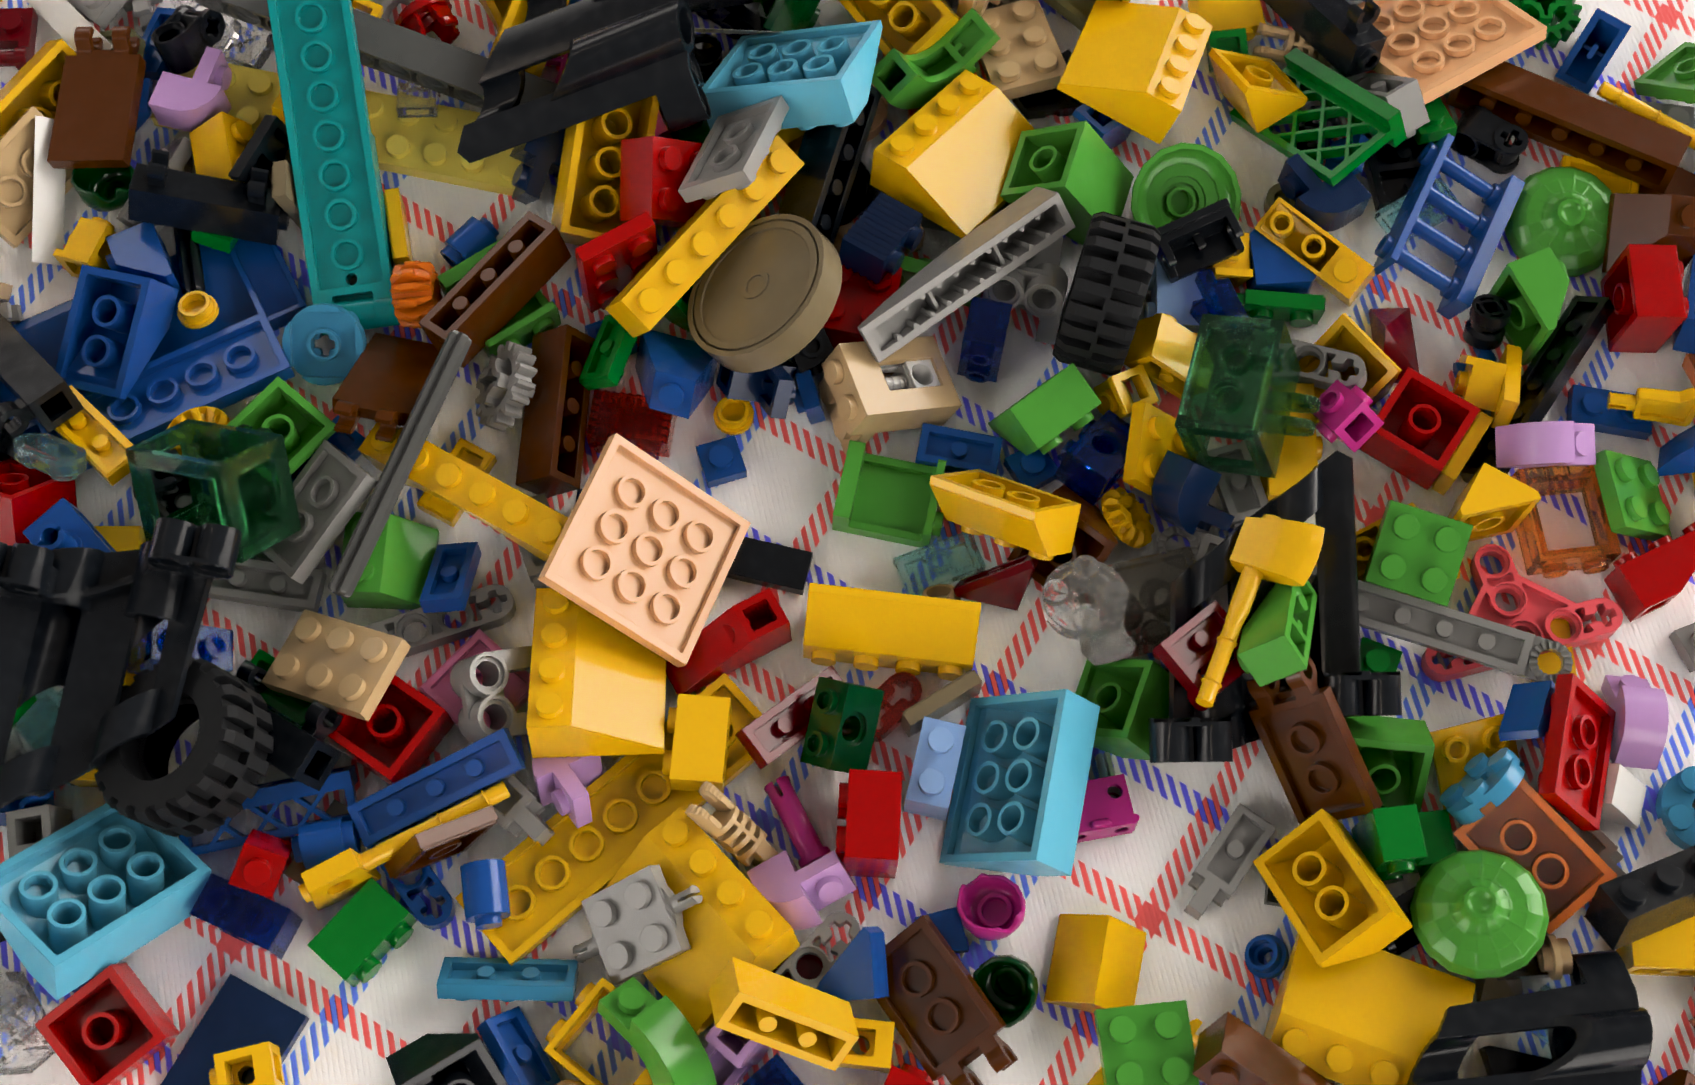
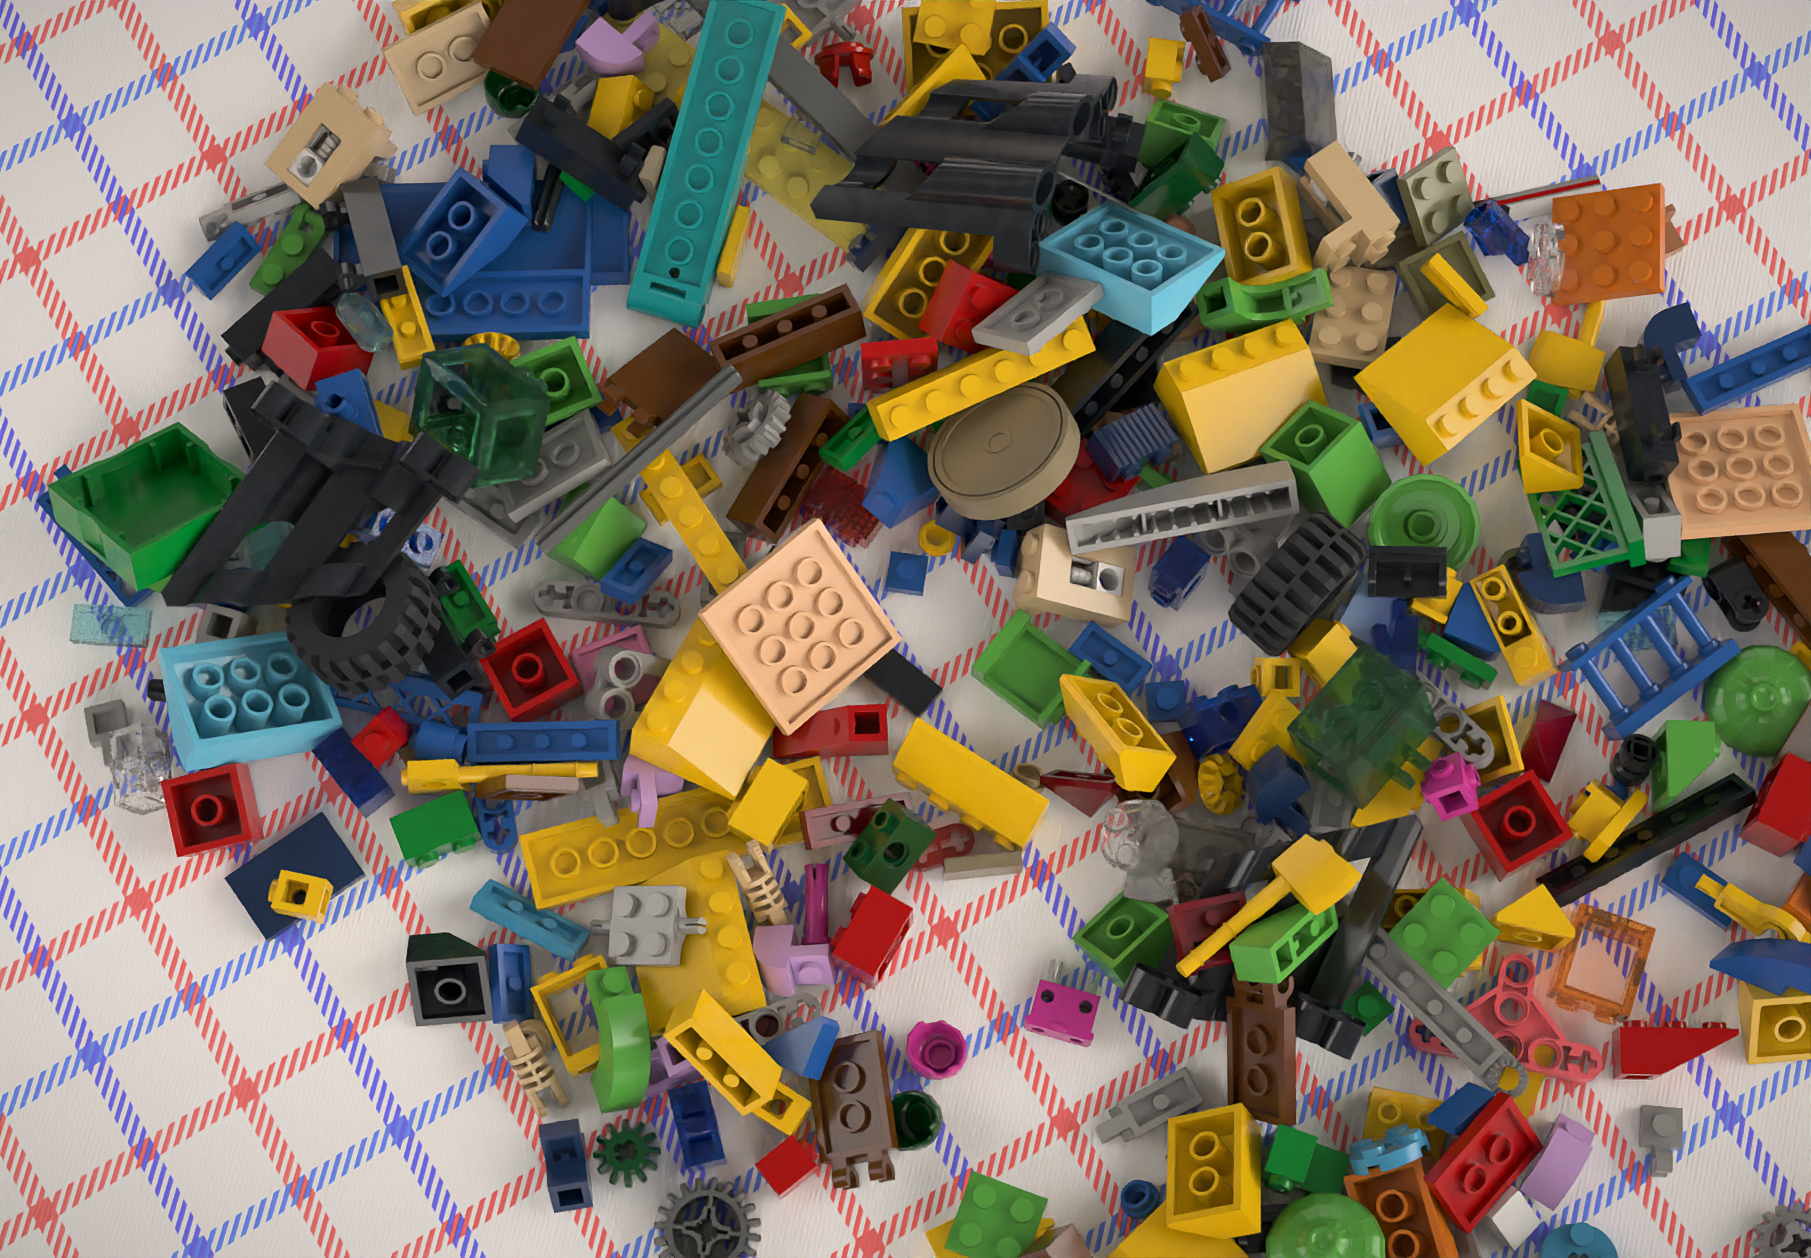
camera: 30 degrees right, 5 degrees up
(47, 198) = (458, 86): white sticker -> none
(86, 245) = (472, 145): yellow brick -> none
(197, 310) = (536, 244): yellow plate -> none
(308, 326) = (607, 326): dark azure plate -> none
(336, 664) = (511, 603): tan plate -> none
(414, 291) = (721, 309): orange gear -> none
(469, 240) = (789, 281): blue brick -> none
(485, 893) = (542, 844): blue brick -> none
(934, 768) = (949, 916): light blue brick -> none
(939, 563) = (1043, 747): clear light blue plate -> none
(951, 928) = (895, 1052): blue tile -> none
(1021, 783) = (1011, 963): medium azure slope -> none
(1047, 412) = (1198, 662): bright green slope -> none
(1094, 963) = (999, 1136): yellow slope -> none
(1396, 755) = (1328, 1092): bright green slope -> none
(1462, 453) = (1545, 864): yellow tile -> none
(1545, 444) = (1613, 894): lavender brick -> none
(1631, 496) = (1670, 972): bright green plate -> none

